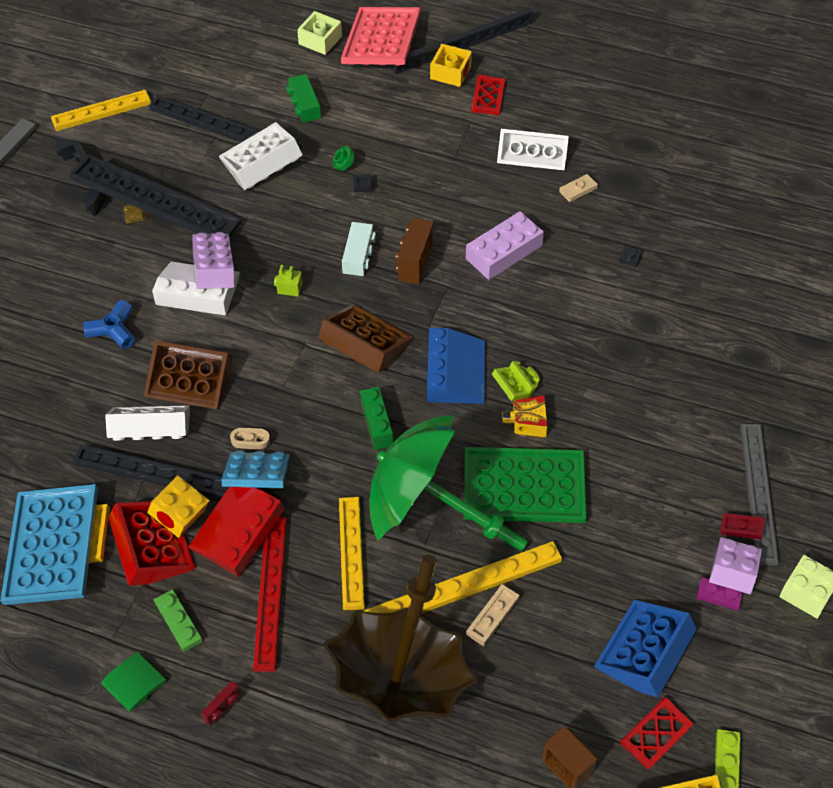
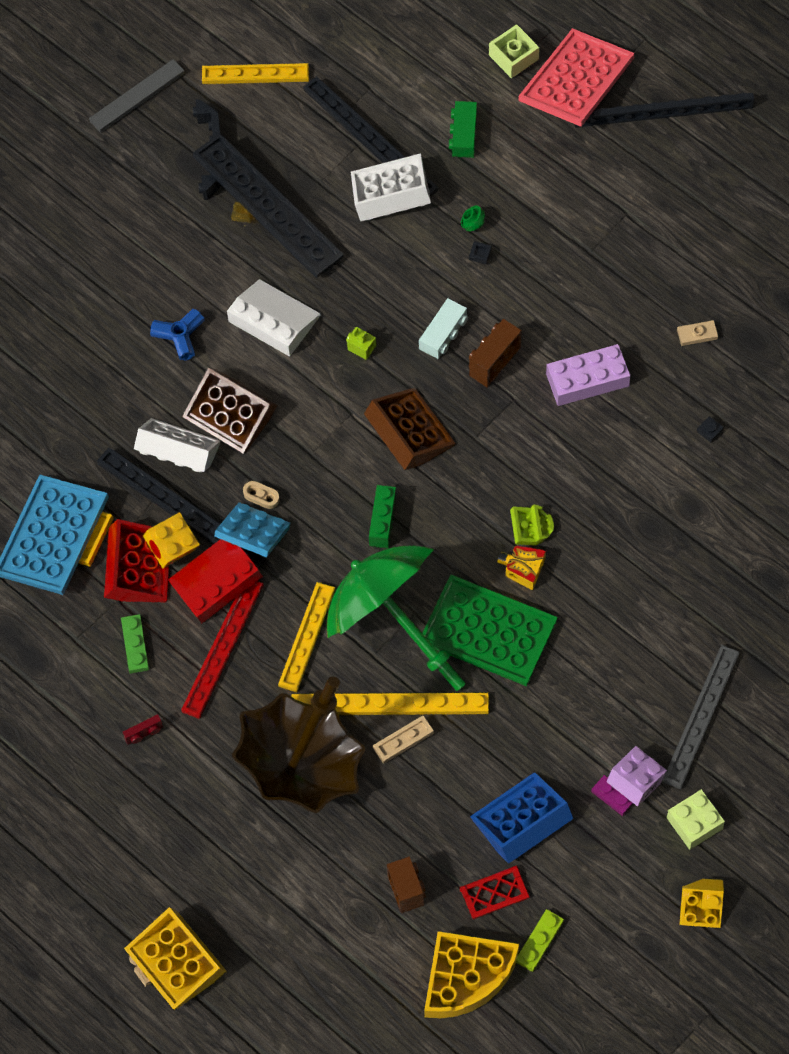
camera: 25 degrees right, 10 degrees up
(133, 681) = (78, 684): green slope -> none
(213, 261) = (295, 297): lavender brick -> none
(450, 65) = (633, 139): yellow brick -> none
(455, 367) = (479, 489): blue slope -> none
(486, 107) = (670, 170): red window -> none
(532, 149) = (671, 271): white slope -> none
(742, 526) = (665, 742): dark red plate -> none

